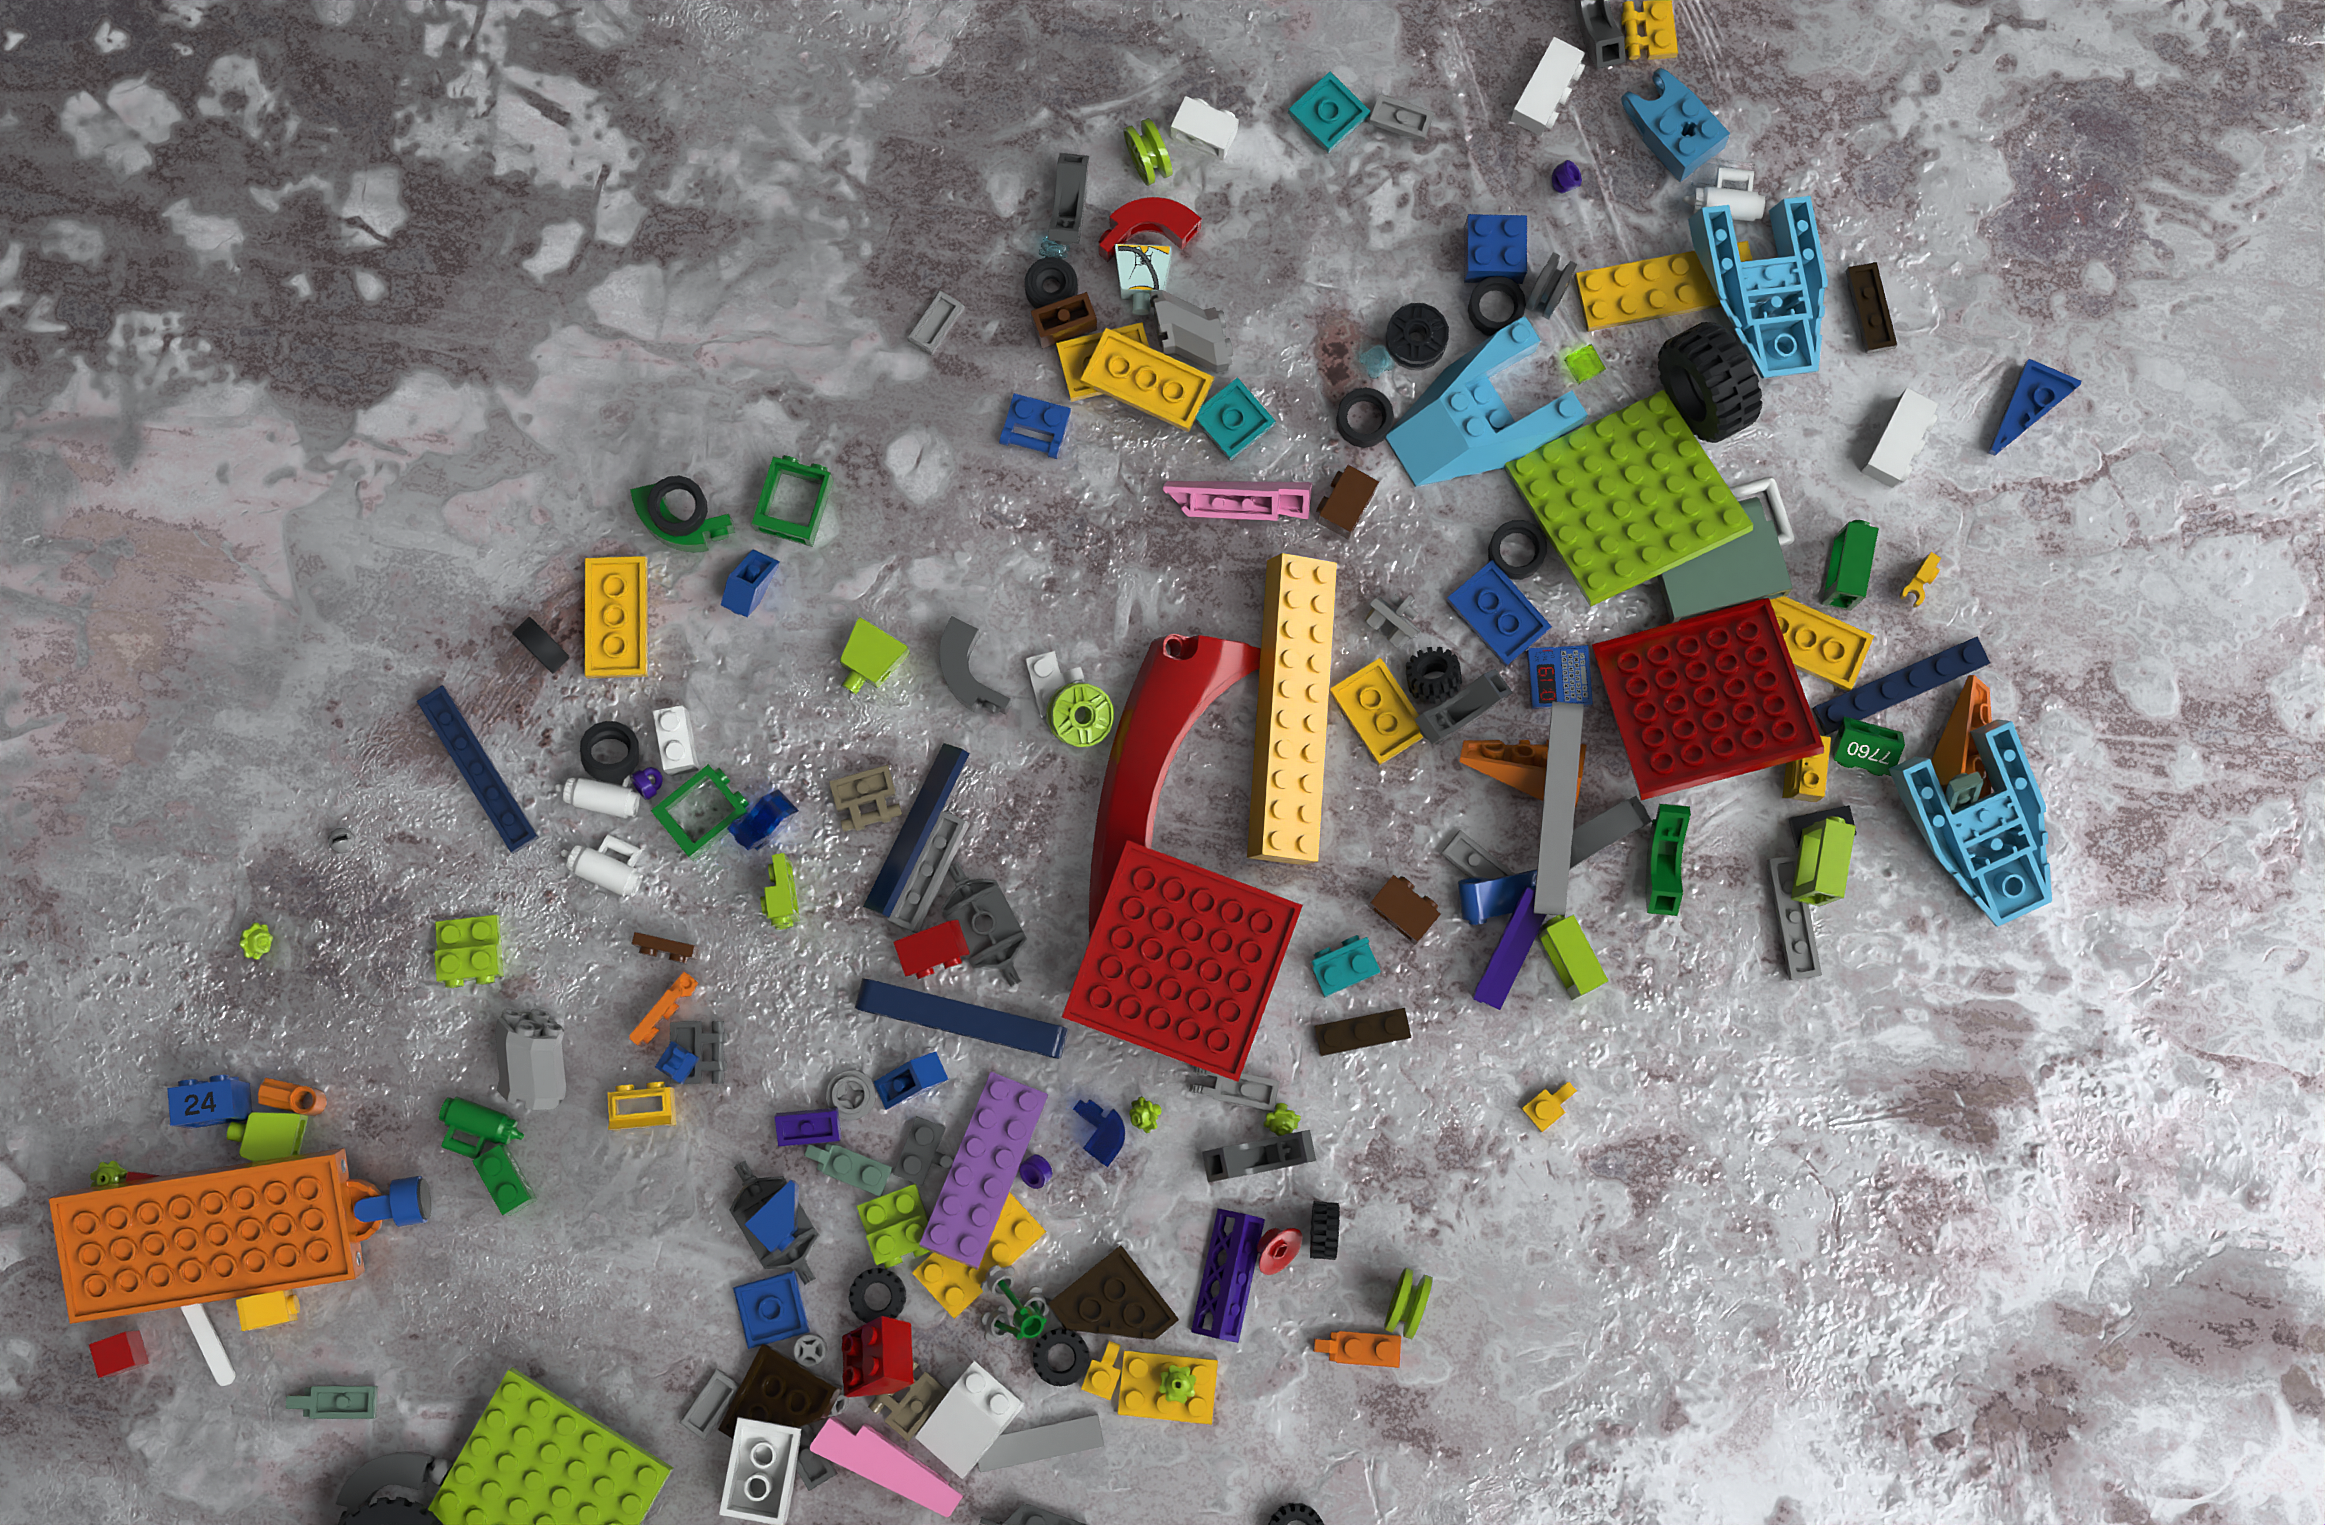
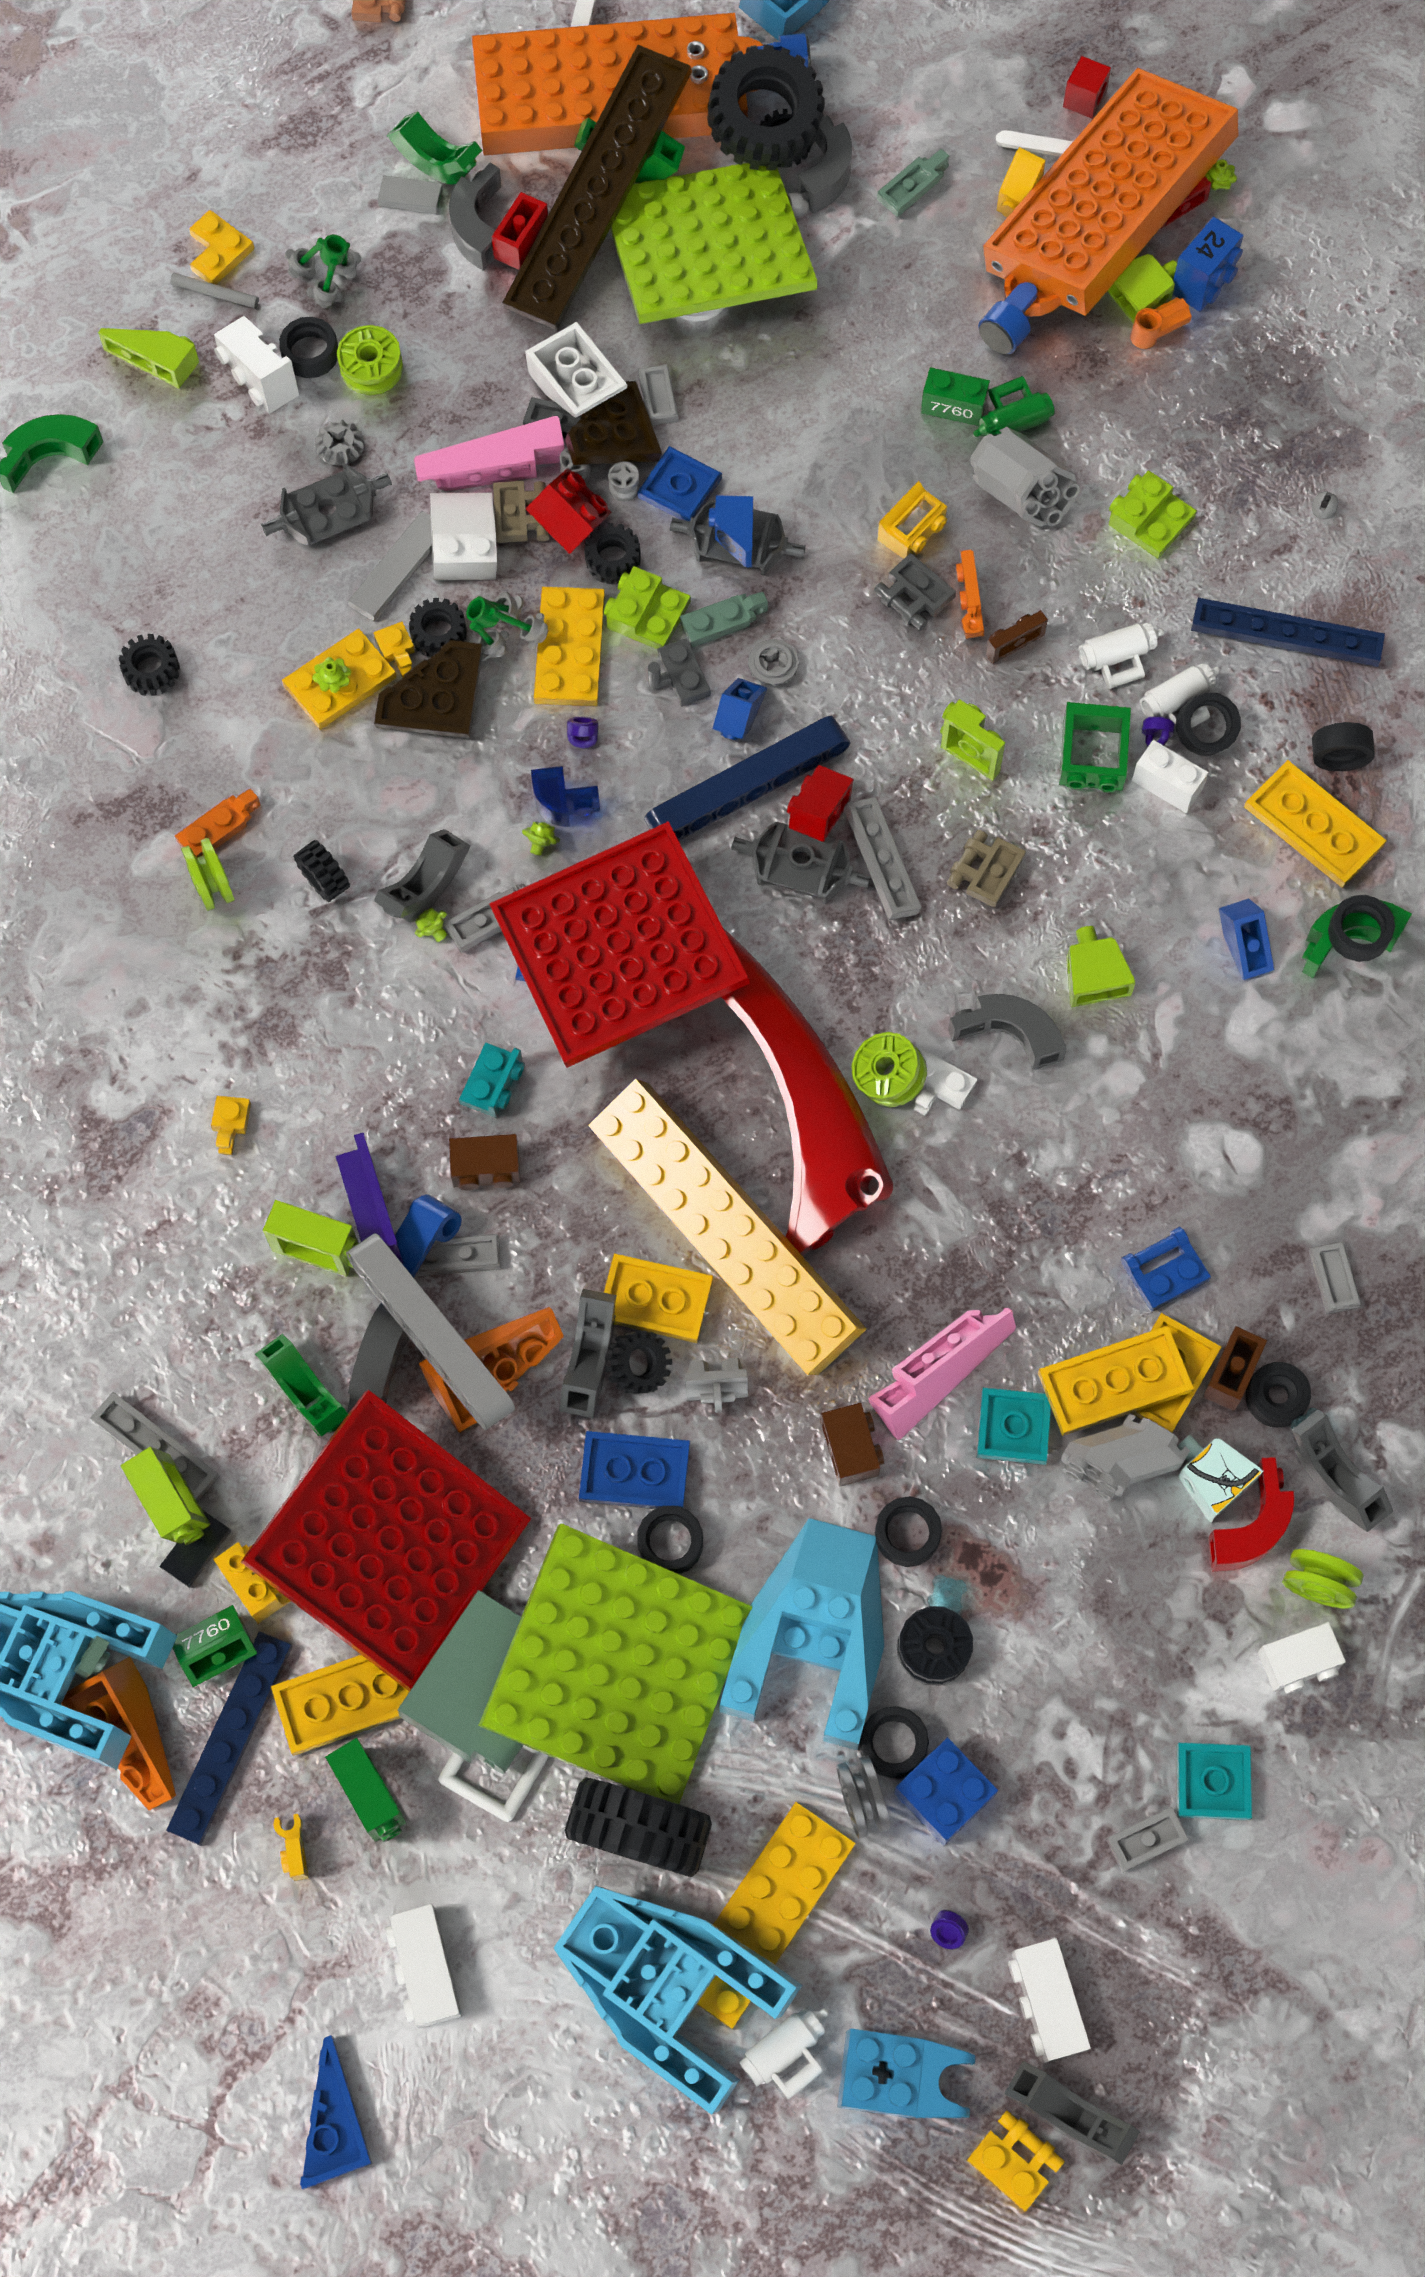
camera: 140 degrees right, 10 degrees down
(255, 941) = (1302, 389): lime plant -> none
(676, 1062) = (920, 566): blue tile -> none
(764, 821) = (1042, 776): clear blue brick -> none
(784, 529) = (1269, 998): green window -> none
(808, 1127) = (781, 613): dark purple plate -> none
(916, 830) = (924, 880): dark blue tile -> none
(983, 1170) = (621, 693): medium lavender plate -> none
(1233, 1276) = (361, 785): dark purple fence -> none
(1278, 1249) = (346, 831): red piece -> none
(1362, 1032) = (430, 1045): dark brown plate -> none
(1559, 676) = (533, 1468): tile -> none
(1585, 364) = (768, 1767): clear neon green tile -> none
(1871, 308) = (560, 2073): dark brown plate -> none

